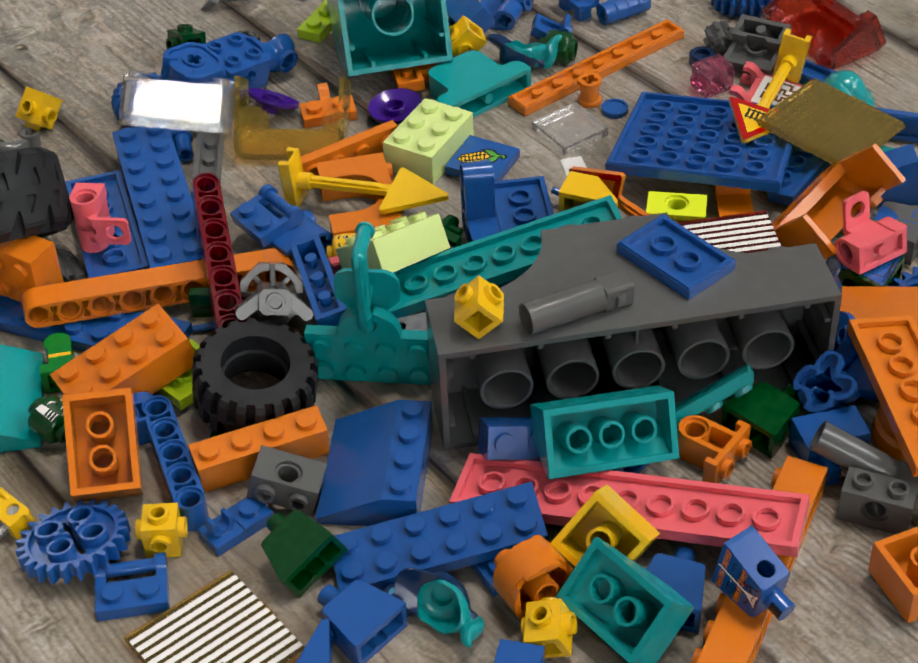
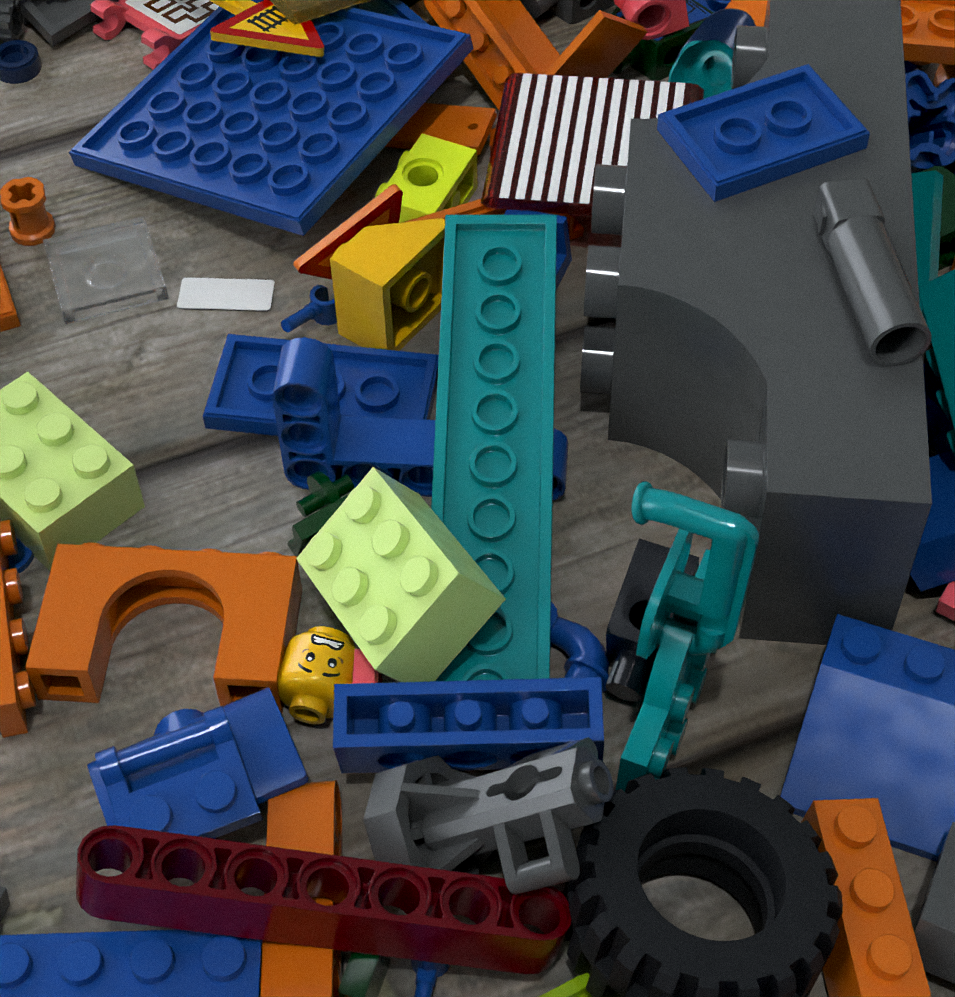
camera: 75 degrees left, 10 degrees up
(404, 193) = (218, 524): yellow piece -> none
(478, 149) = (136, 406): blue tile -> none
(479, 307) = (883, 416): yellow brick -> none
(614, 108) = (80, 201): blue piece -> none
(712, 75) = (88, 56): clear pink brick -> none

